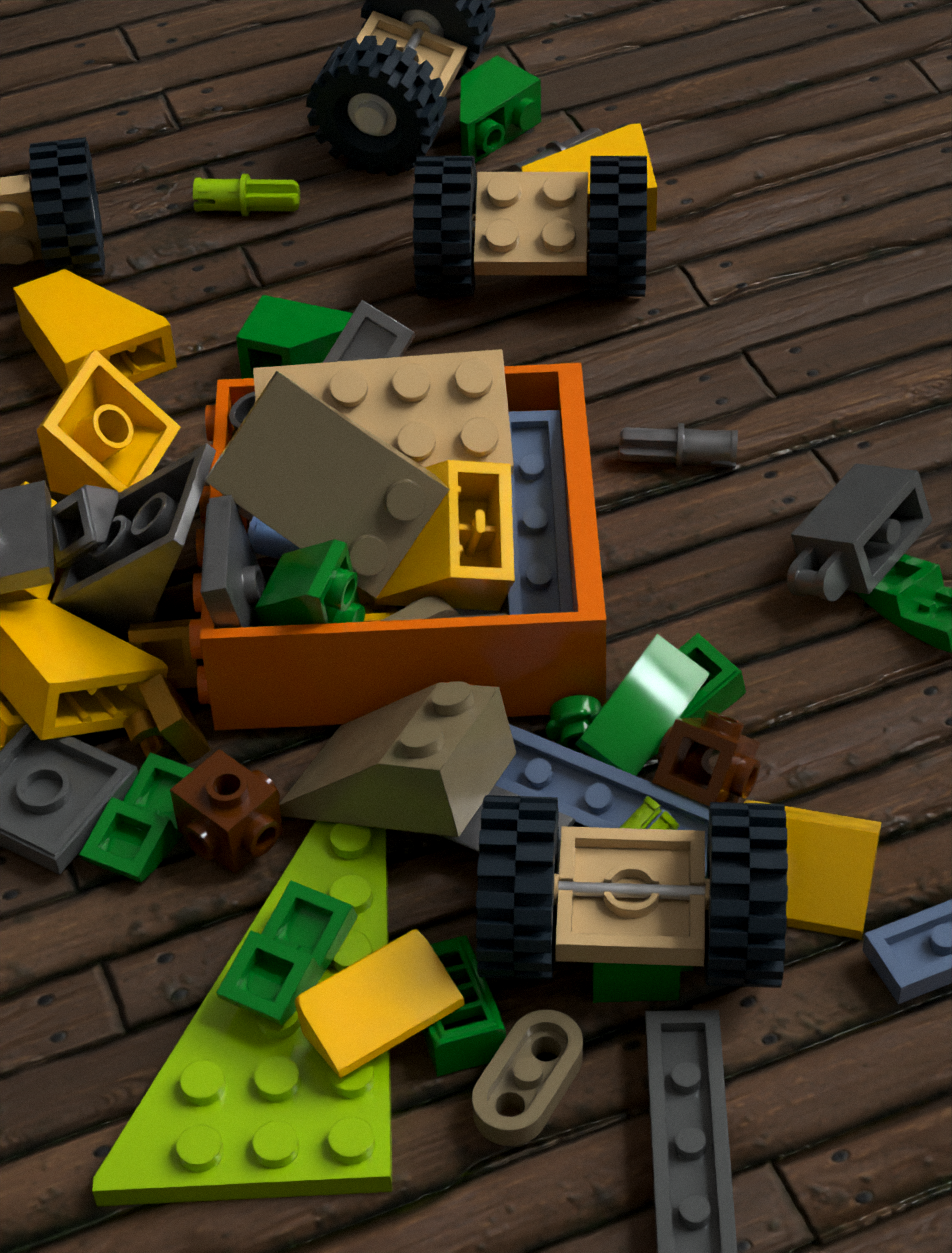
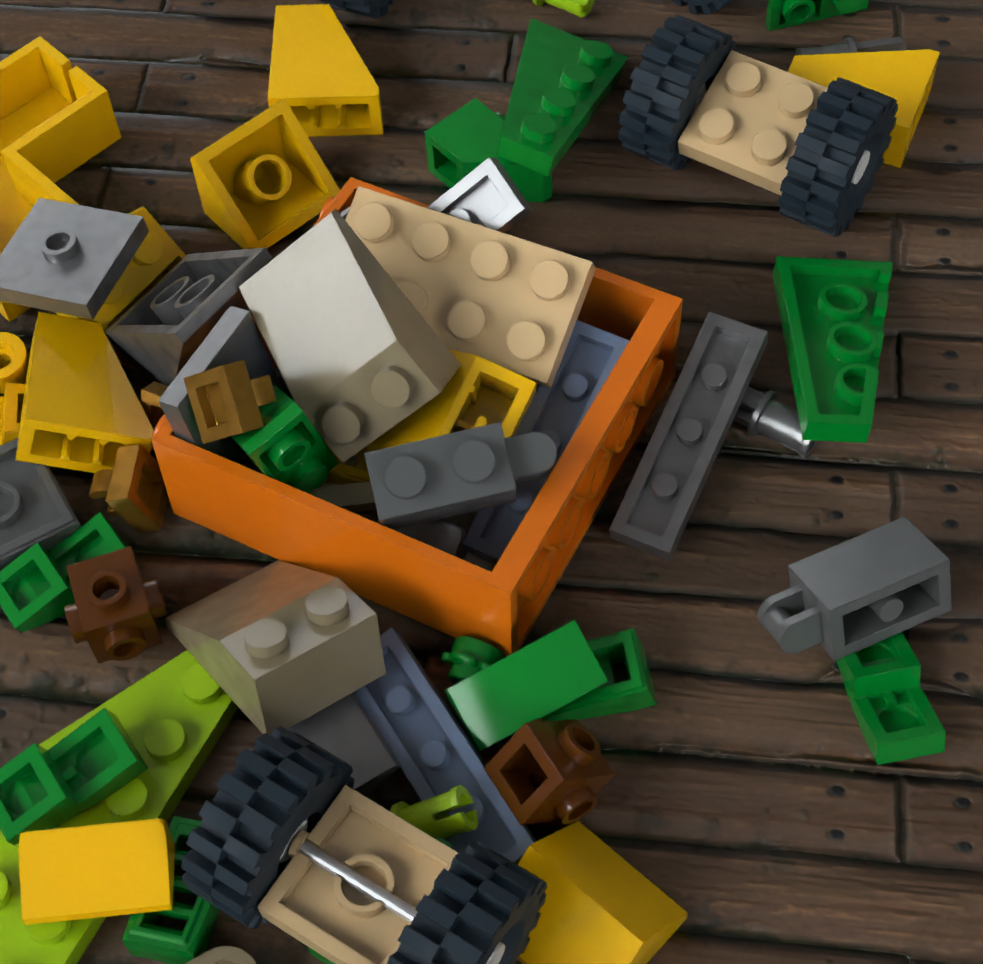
camera: 30 degrees right, 10 degrees up
(82, 523) = (160, 267): flat silver slope -> none
(268, 565) = (227, 400): none -> pearl gold tile
(326, 262) = (555, 95): none -> green wing
(492, 554) = (455, 473): none -> dark grey brick
(639, 480) = (688, 436): none -> flat silver plate
(703, 366) = (833, 341): none -> green wing

